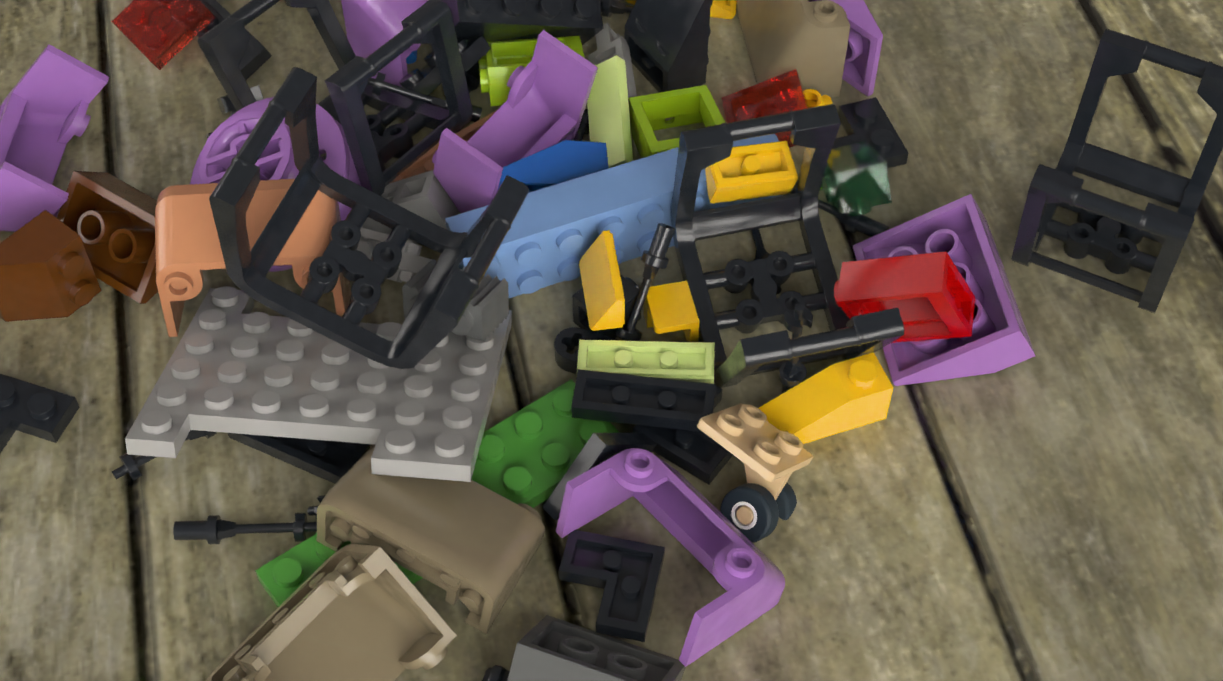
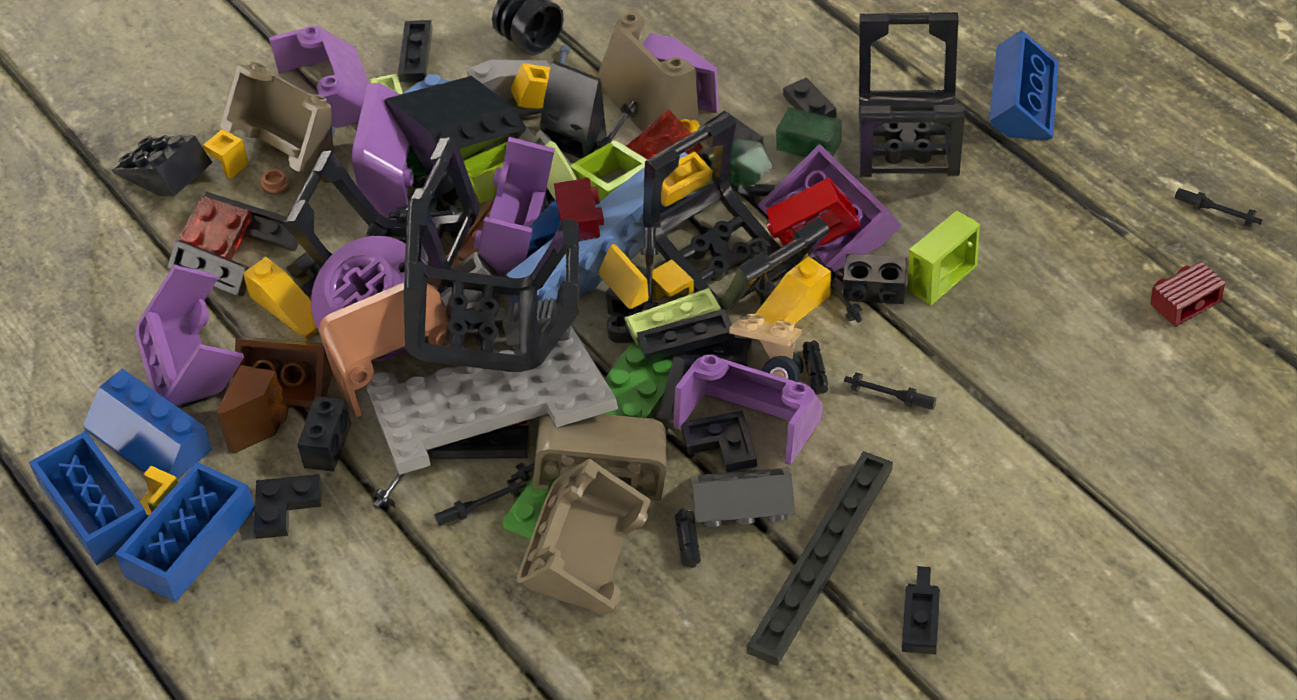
camera: 20 degrees left, 5 degrees down
(112, 343) = (324, 433): none -> black brick
(128, 65) = (228, 271): none -> plate
(179, 124) = (281, 297): none -> yellow slope
(582, 164) = (577, 202): none -> dark red brick
(745, 52) = (626, 110): none -> black piece
(806, 521) = (815, 367): none -> black axle
(902, 456) = (854, 309): none -> black piece
(918, 628) = (909, 397): none -> black piece
(959, 416) = (875, 278): none -> black brick
(964, 166) = (803, 131): none -> clear green brick
(998, 127) = (808, 98): none -> black plate
(1070, 431) = (943, 257): none -> lime window

